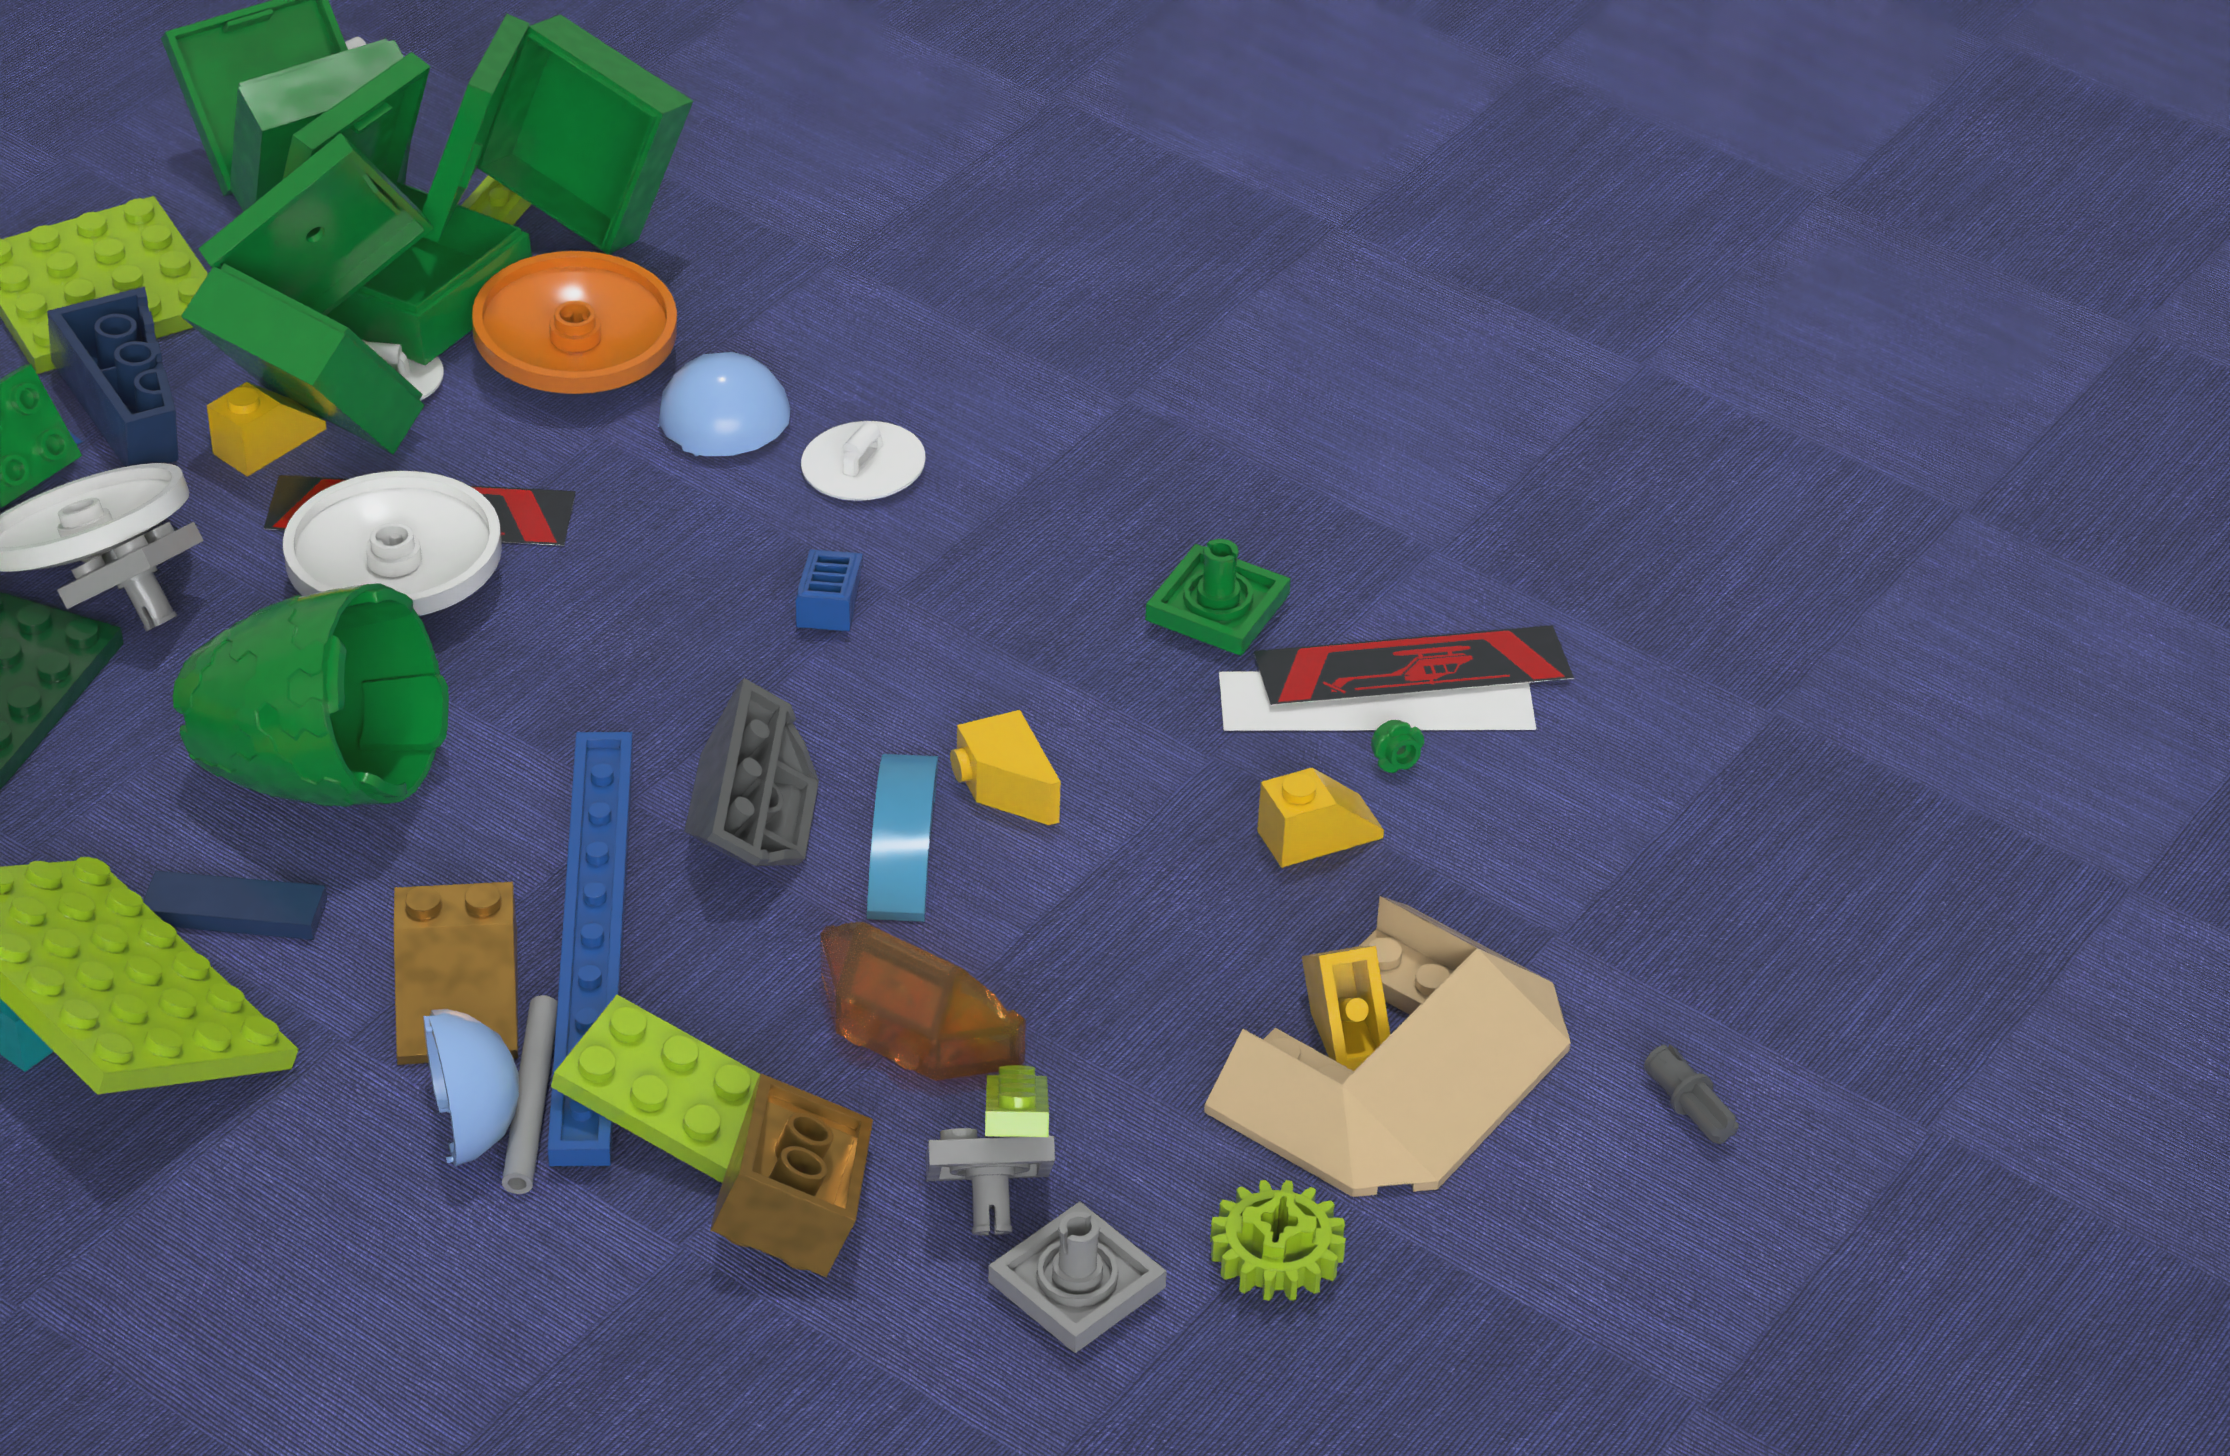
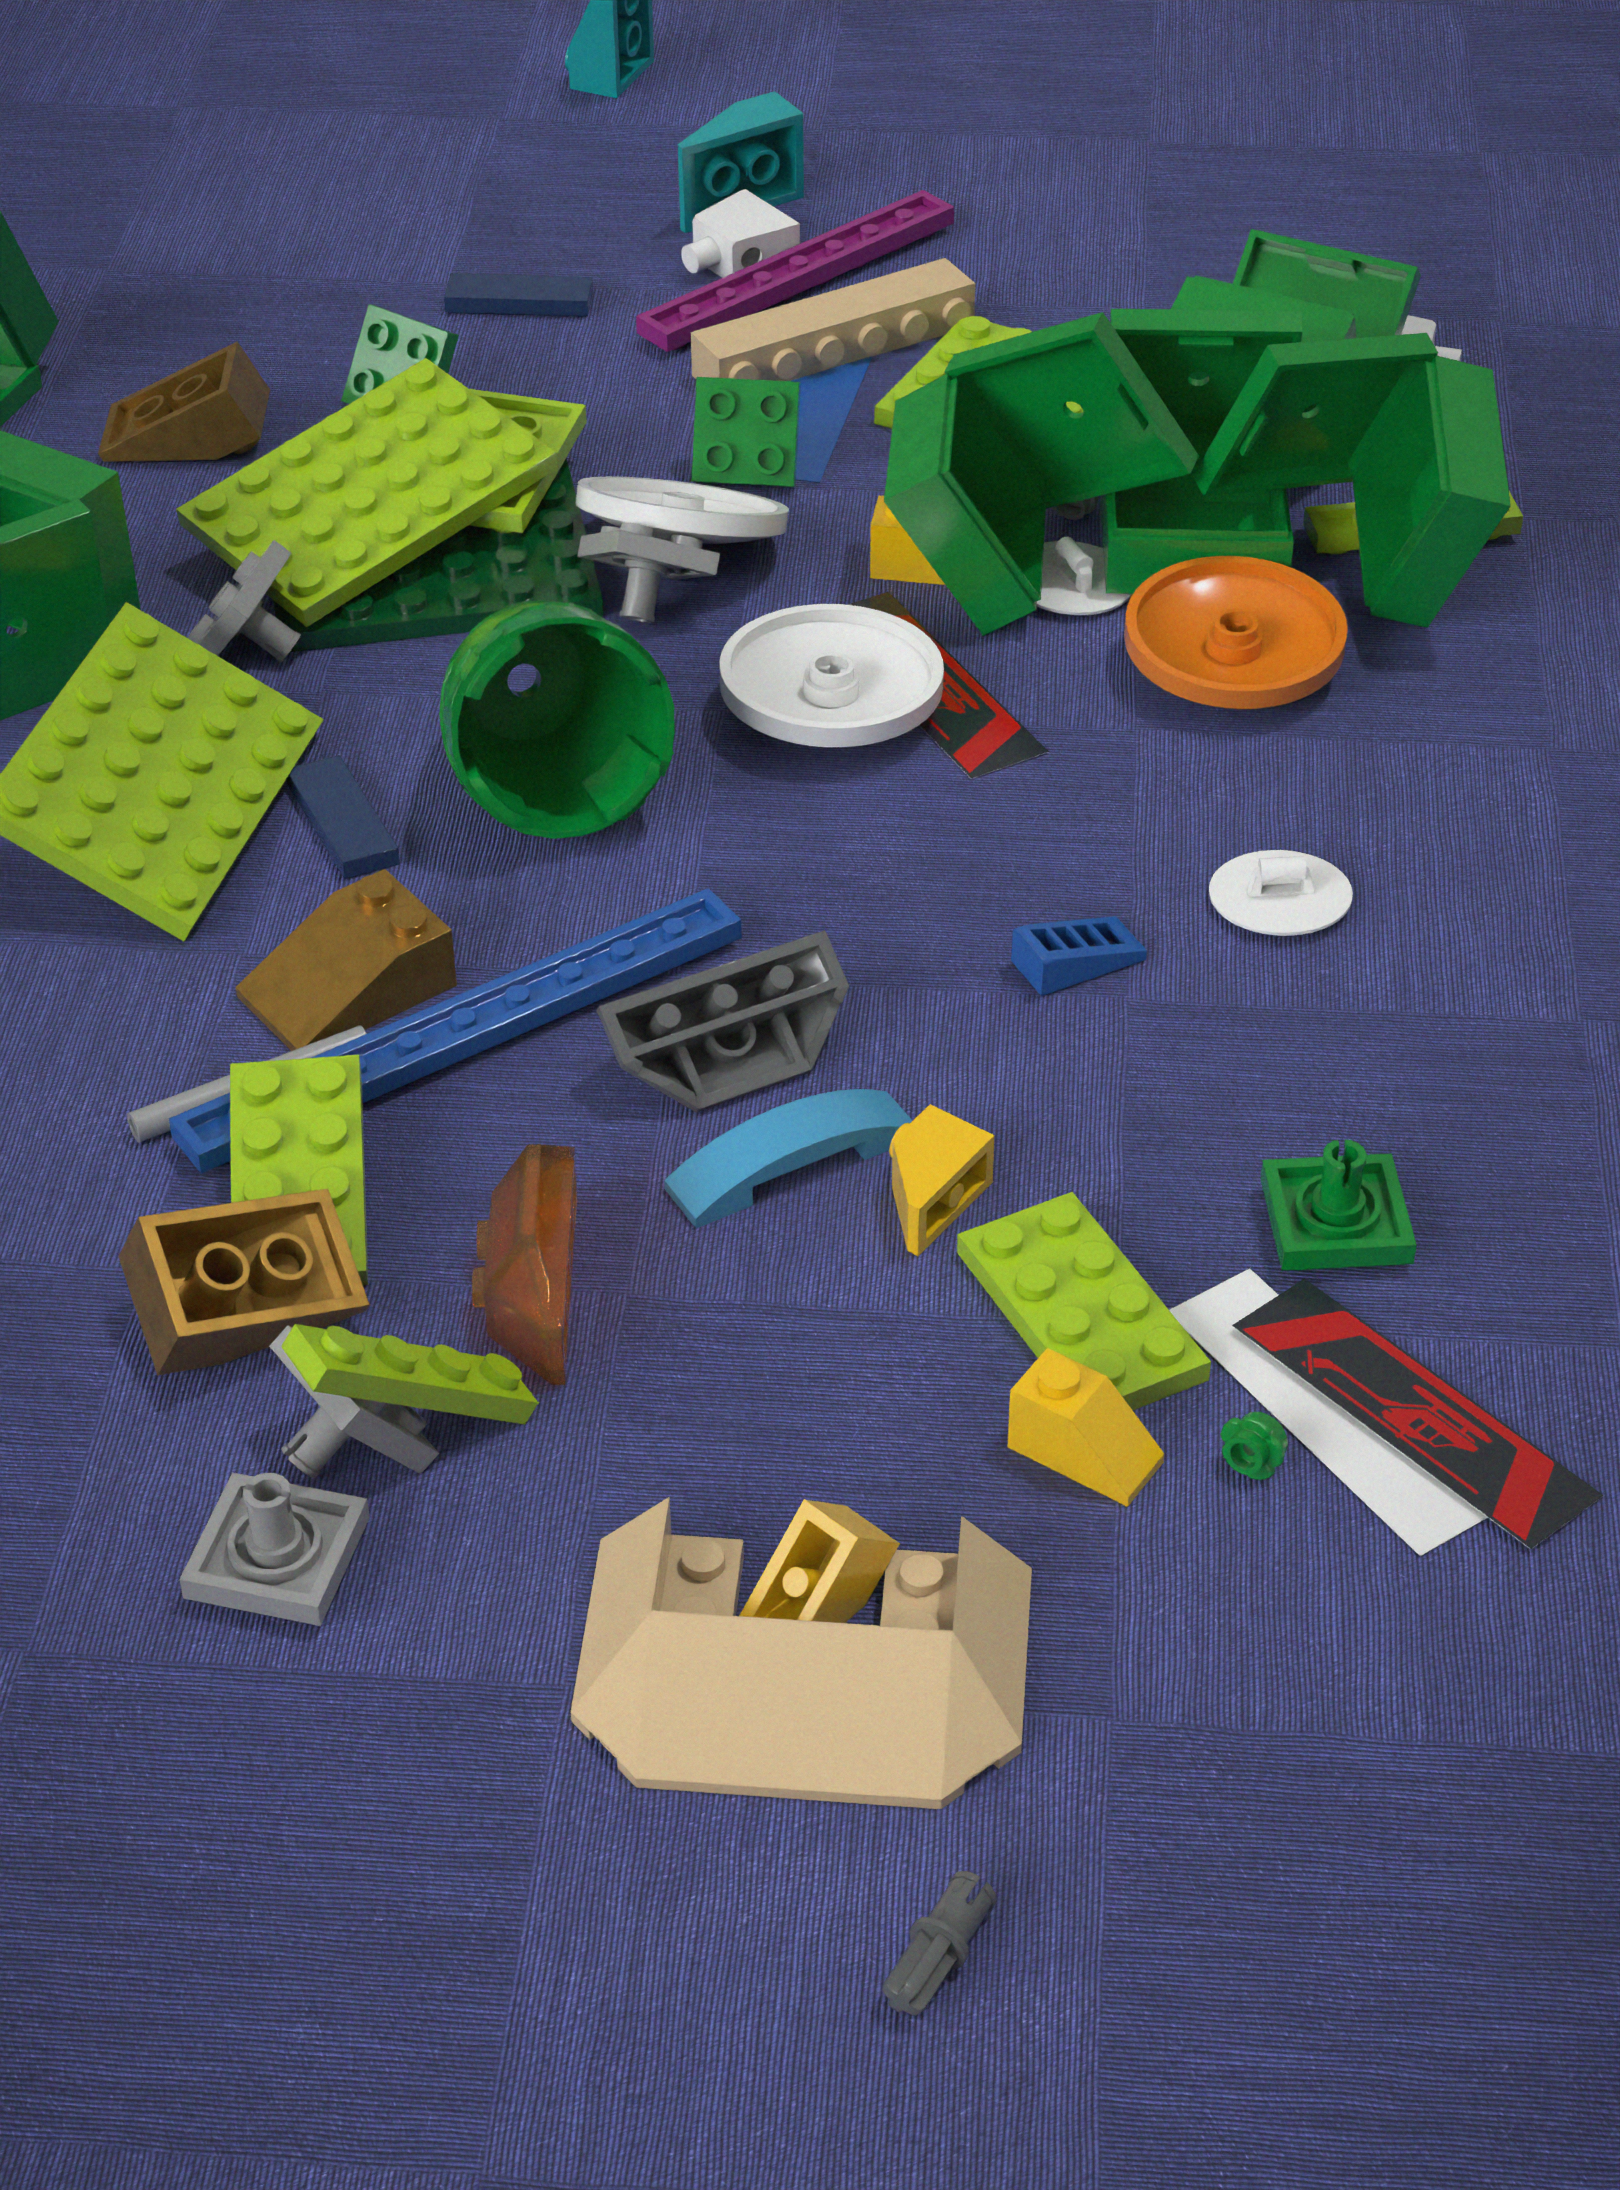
camera: 60 degrees right, 0 degrees up
(117, 374) = (851, 464): dark blue wedge -> none
(471, 1081) = (181, 1020): light blue cylinder -> none
(723, 405) = (1244, 771): light blue cylinder -> none
(1181, 762) = (1082, 1298): none -> lime plate
(1307, 1246) = (431, 1677): lime gear -> none

